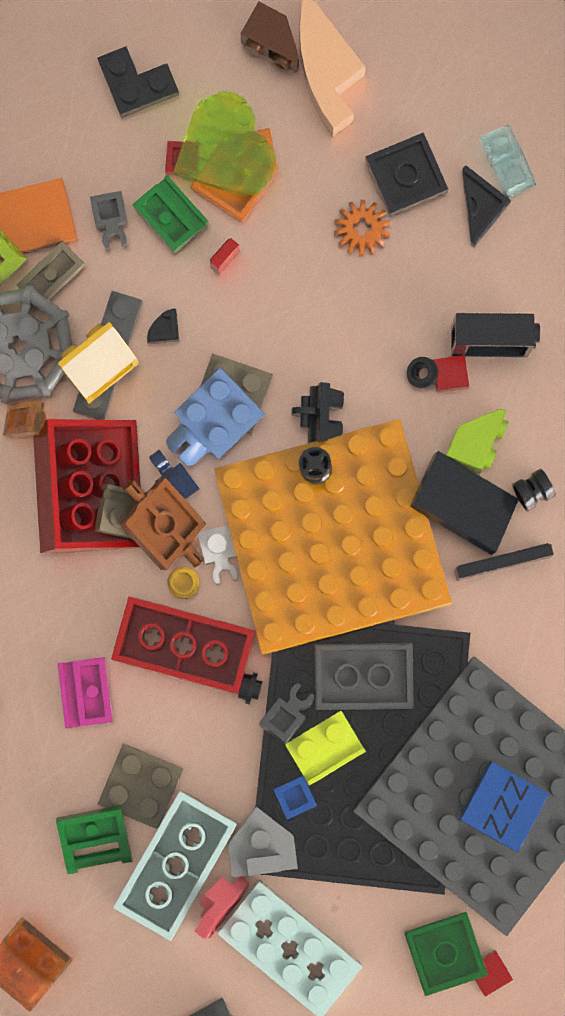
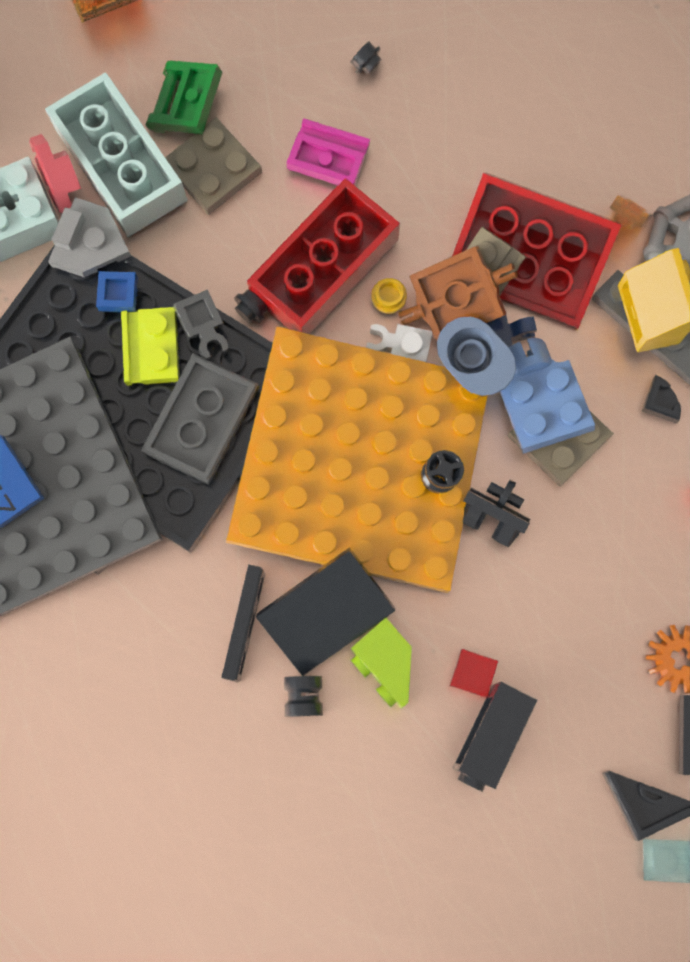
camera: 120 degrees right, 5 degrees down
(210, 483) = (476, 356): none -> sand blue piece
(414, 369) = (494, 634): black plate -> none

